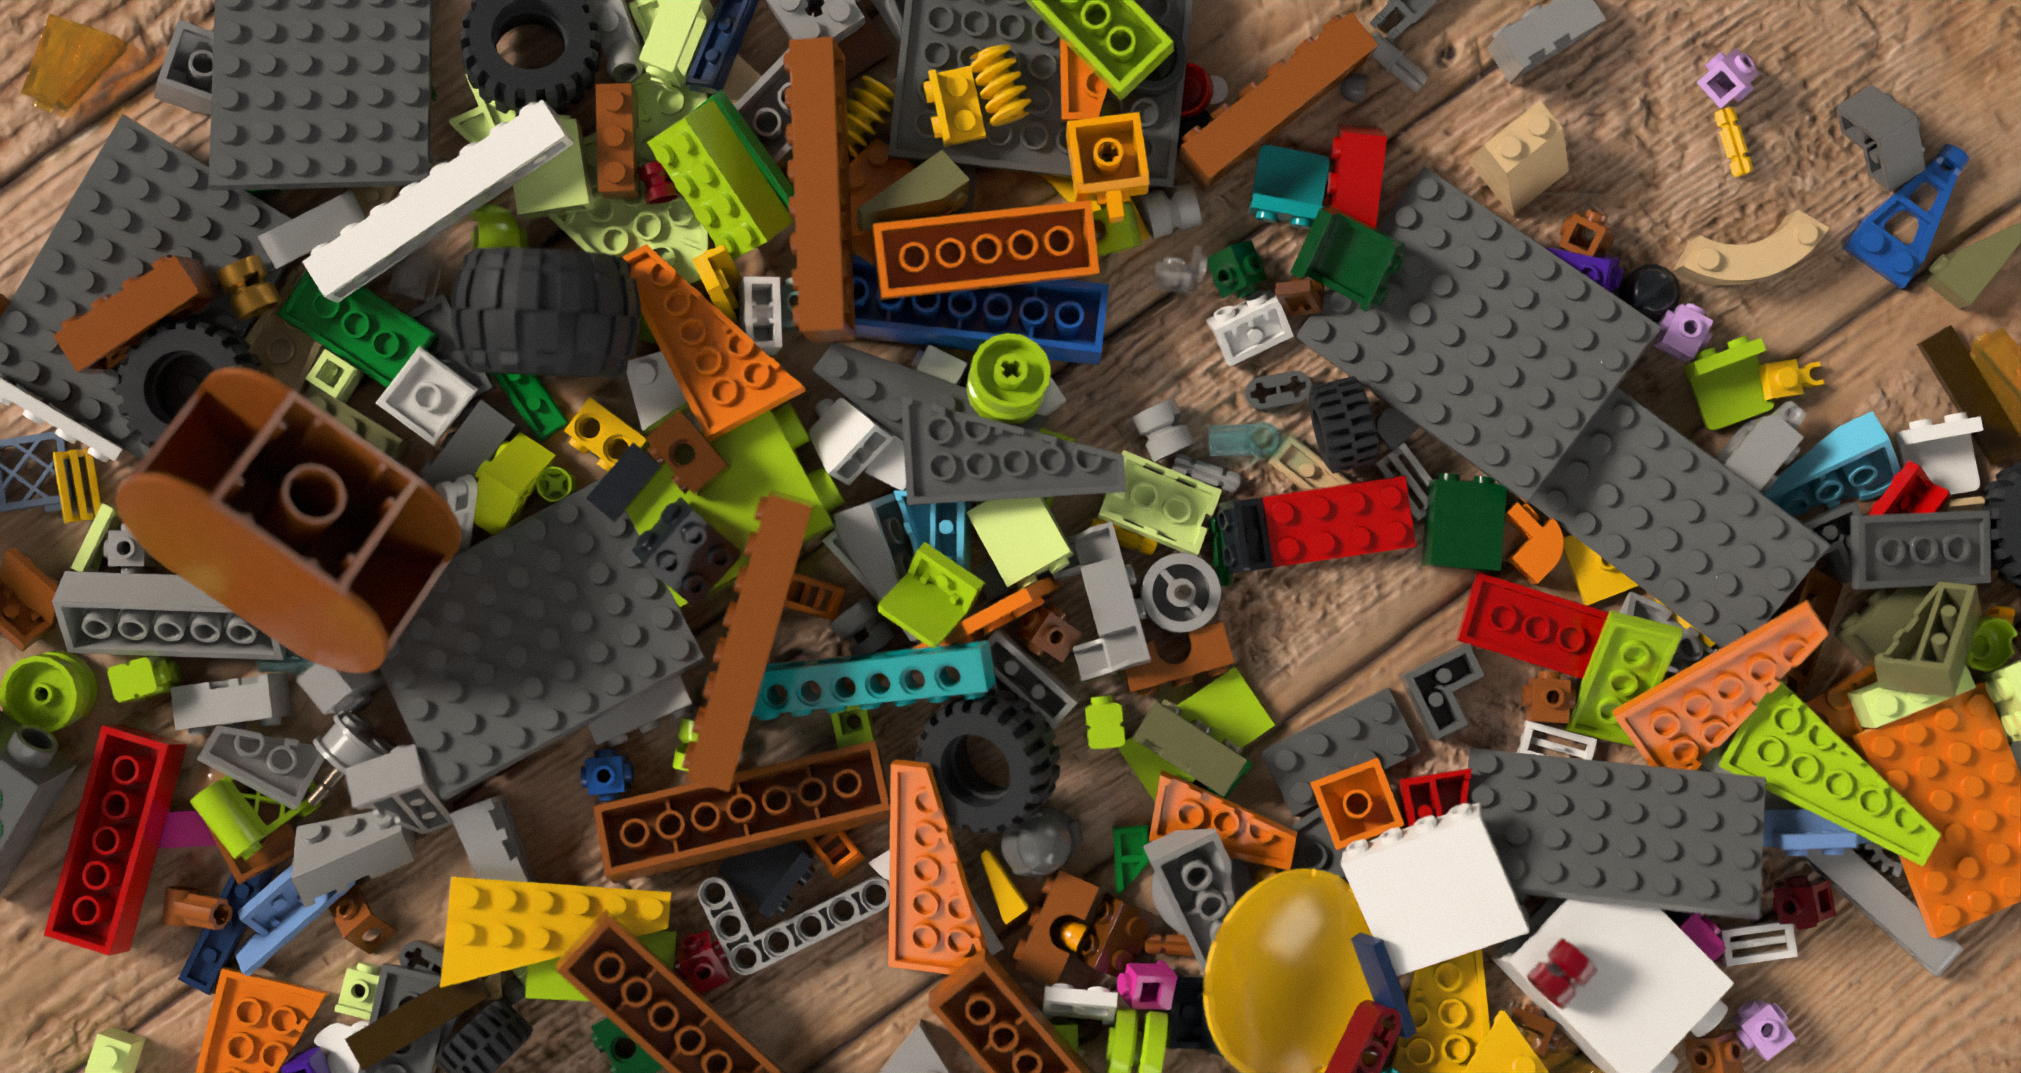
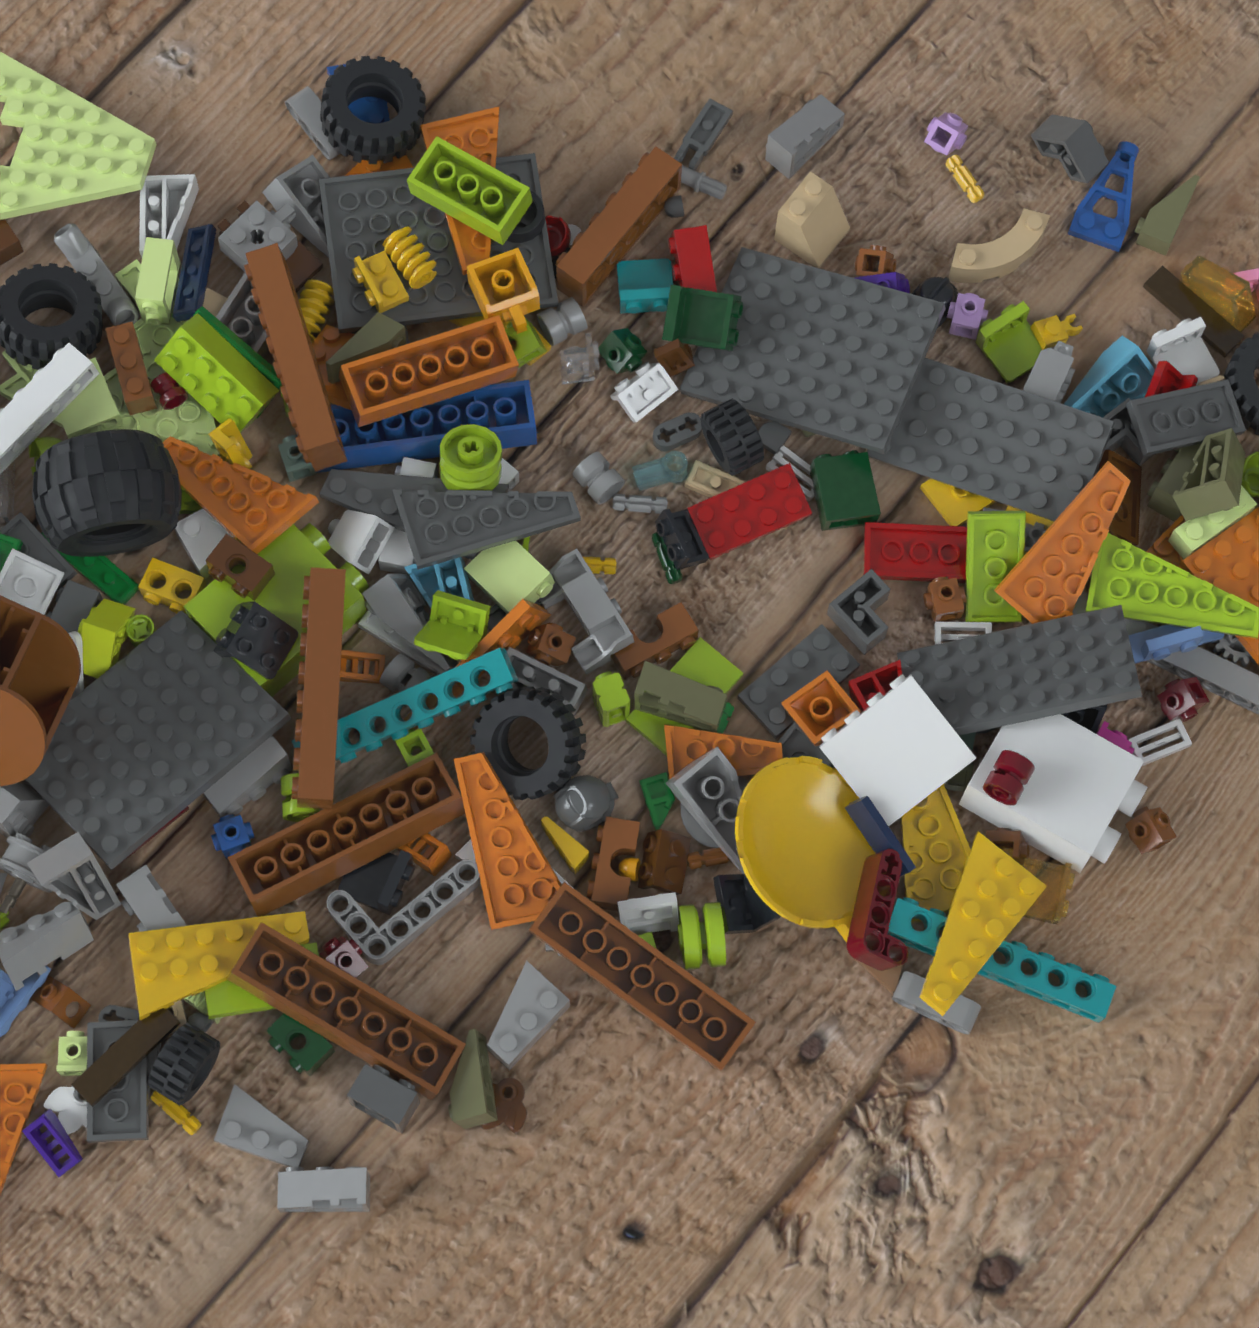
camera: 20 degrees left, 15 degrees down
(624, 482) = (195, 602): black tile -> none
(761, 312) = (268, 459): white brick -> none
(1147, 985) = (706, 887): dark pink brick -> none
(1160, 505) = (611, 533): yellowish green piece -> none
(1180, 592) = (643, 590): light grey wheel -> none
(1542, 544) = (906, 491): orange brick -> none
(1762, 1028) = (1181, 800): lavender brick -> none

